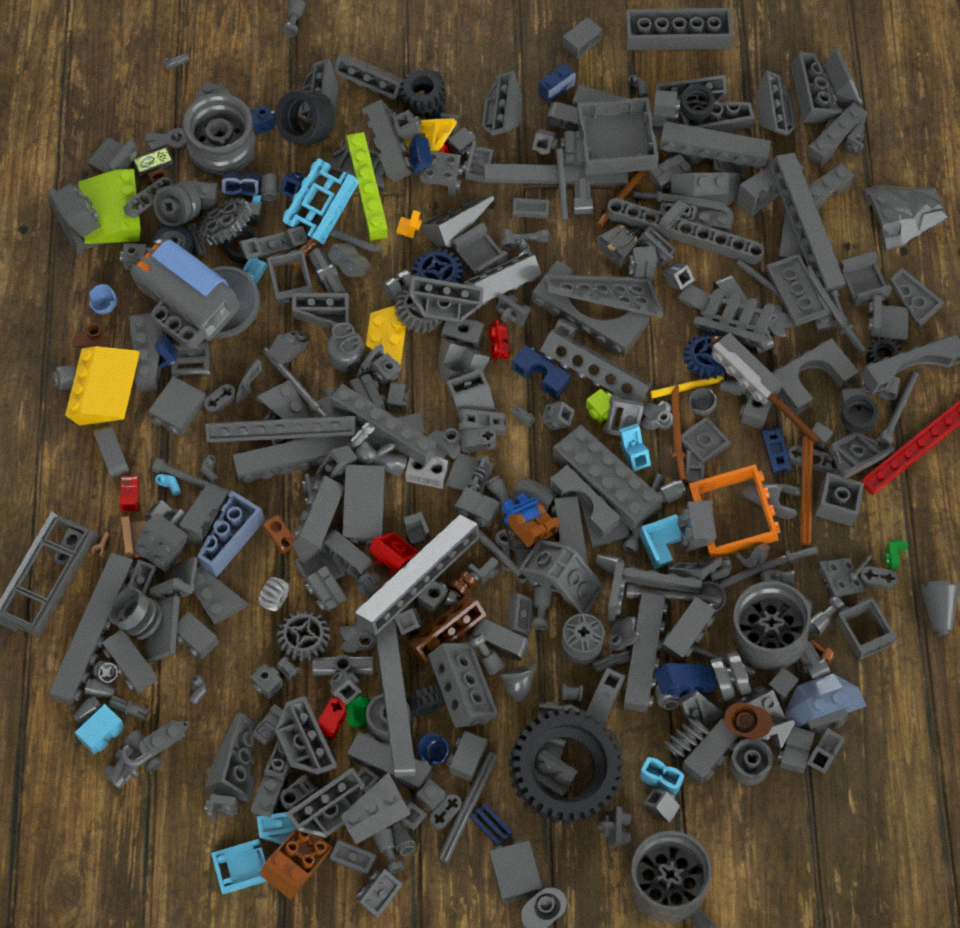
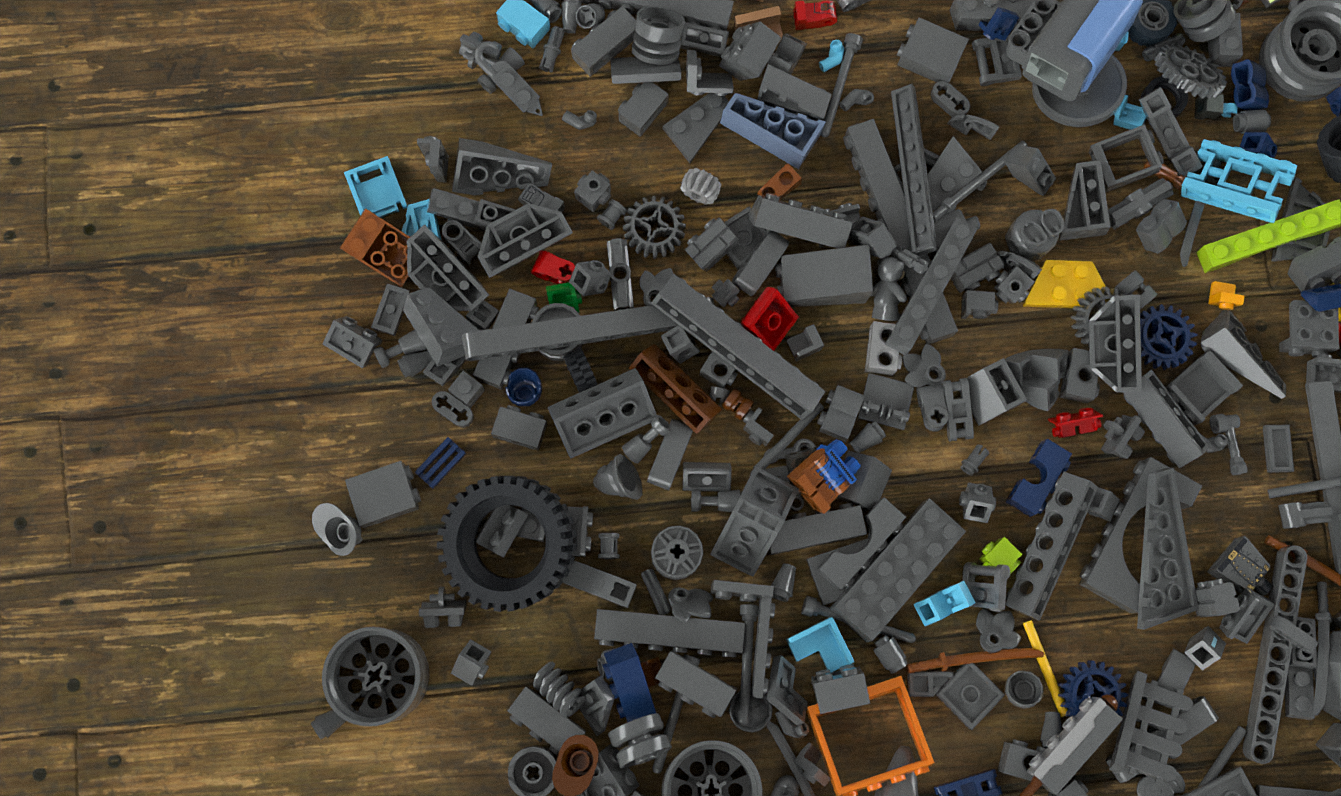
camera: 80 degrees right, 15 degrees up
(467, 807) = (460, 434): dark grey axle -> none
(658, 775) = (504, 666): medium azure brick -> none

